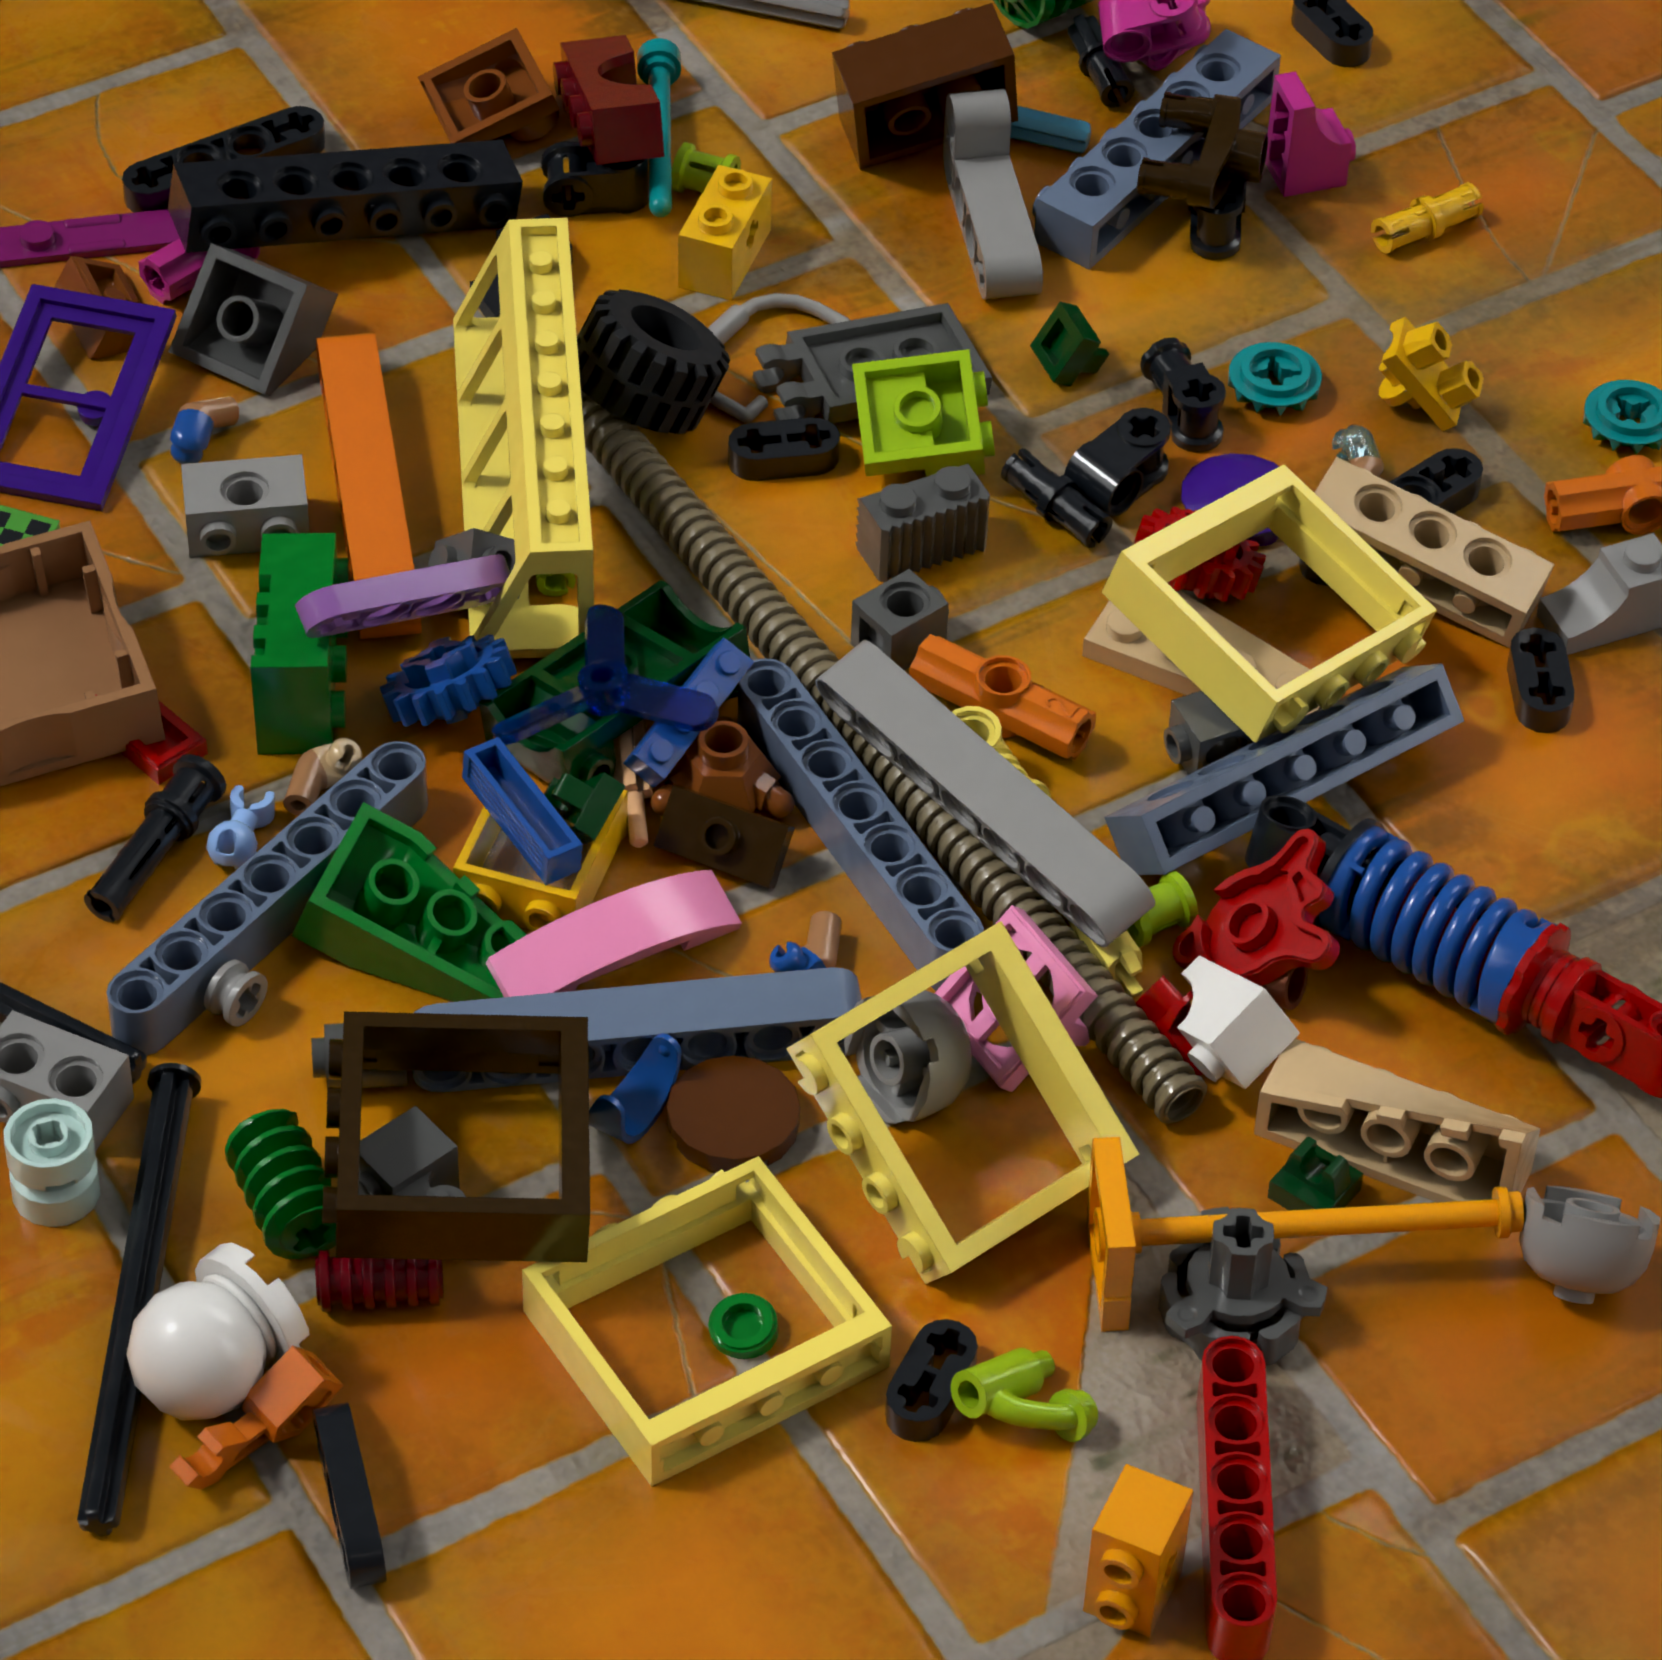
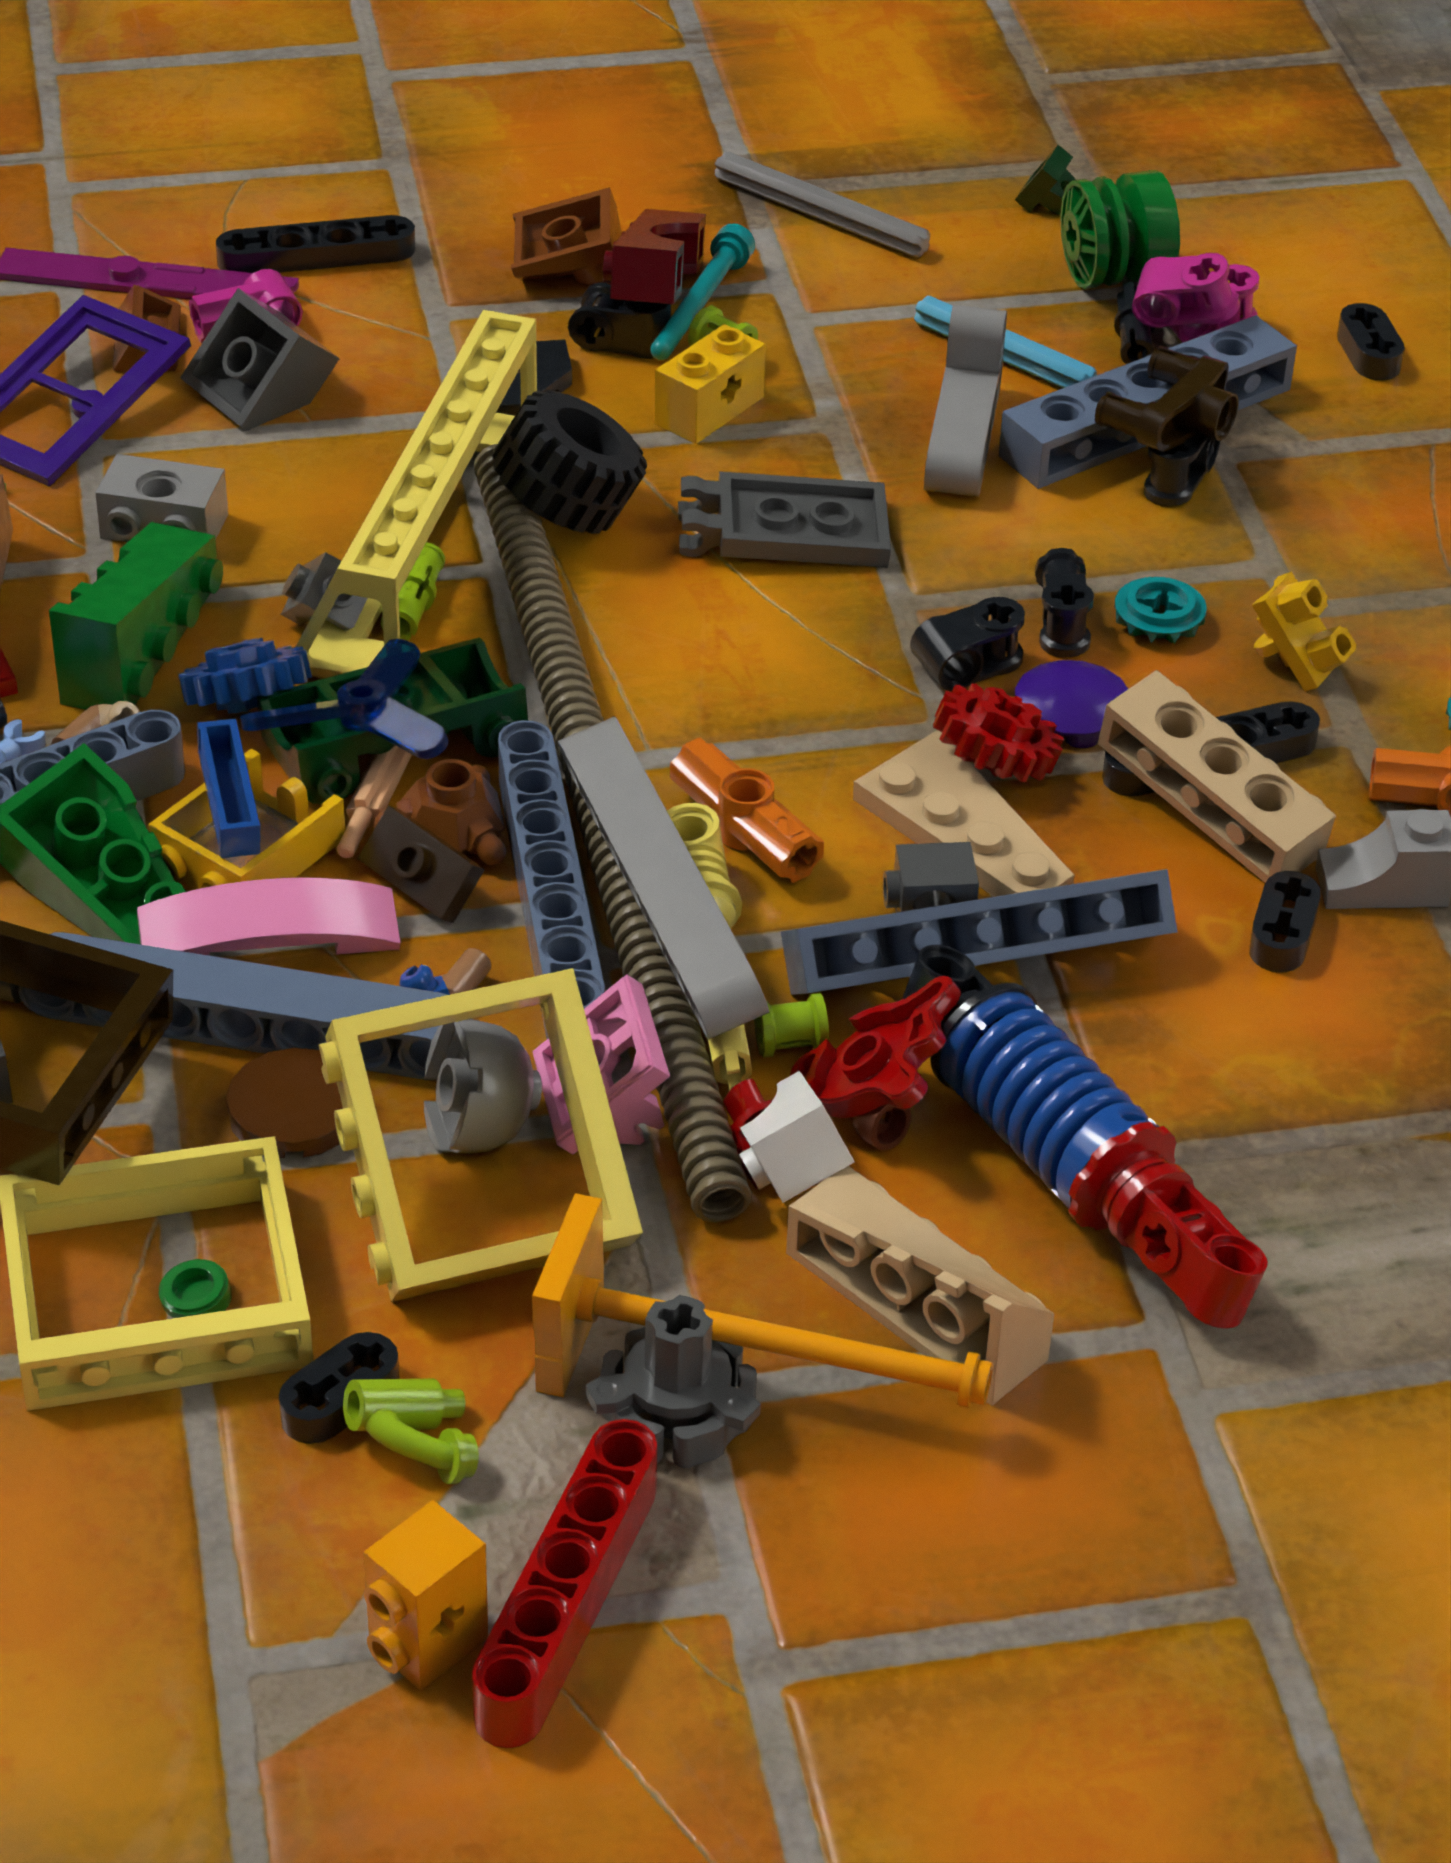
camera: 20 degrees right, 5 degrees down
(195, 425) = (163, 430): blue arm -> none
(344, 195) = (379, 279): black brick -> none
(365, 465) = (276, 514): orange beam -> none
(402, 596) = (217, 585): medium lavender beam -> none
(585, 803) = (291, 798): dark green tile -> none
(641, 1094) = (212, 1070): blue helmet -> none
(666, 744) = (465, 727): blue piece -> none
(737, 316) = (681, 459): light grey piece -> none
(783, 449) = (668, 566): black beam -> none
(898, 84) = (913, 286): reddish brown brick -> none
(899, 617) = (683, 714): dark grey brick -> none
(922, 413) = (801, 562): lime plate -> none
(923, 522) = (755, 649): dark grey brick -> none
(1056, 498) = (895, 660): black pin -> none
(1068, 345) = (976, 539): dark green tile -> none
(1305, 143) = (1288, 422): dark pink arch -> none
(1314, 1179) = (817, 1304): dark green tile -> none
(1325, 544) = (1018, 701): light yellow window -> none
(1358, 448) = (1208, 686): clear light blue arm -> none
(1427, 217) = (1378, 510): yellow pin -> none
(1585, 1242) = (1048, 1433): light grey cylinder -> none

